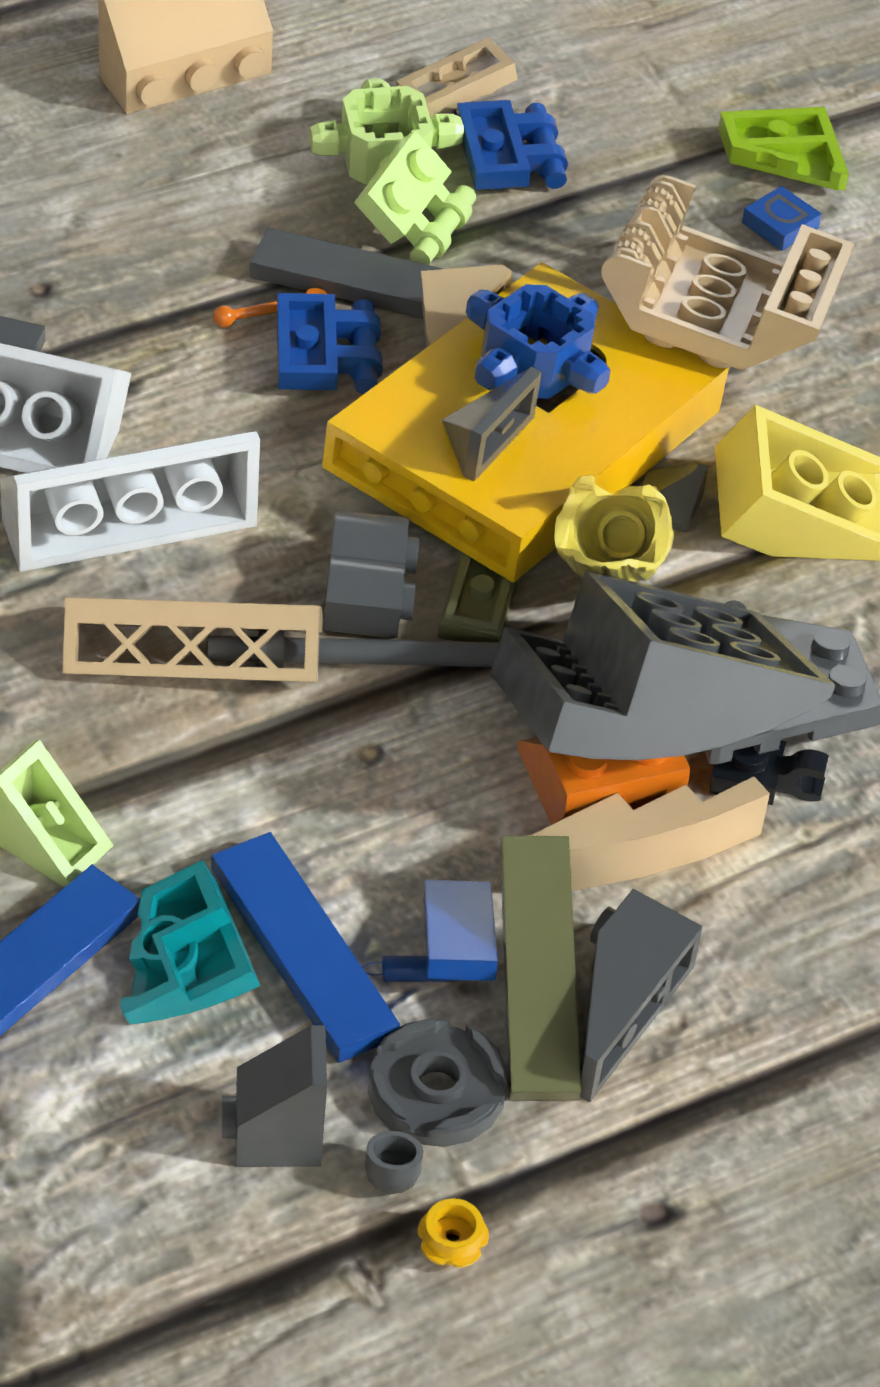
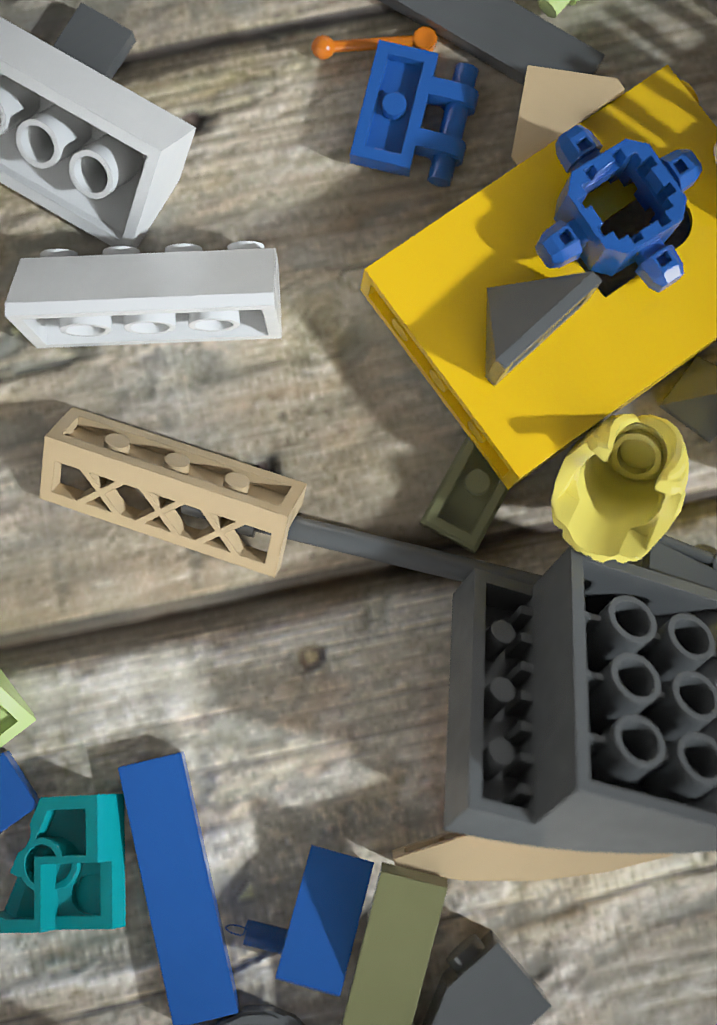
camera: 20 degrees right, 35 degrees up
(368, 574) = (365, 446): dark grey brick -> none

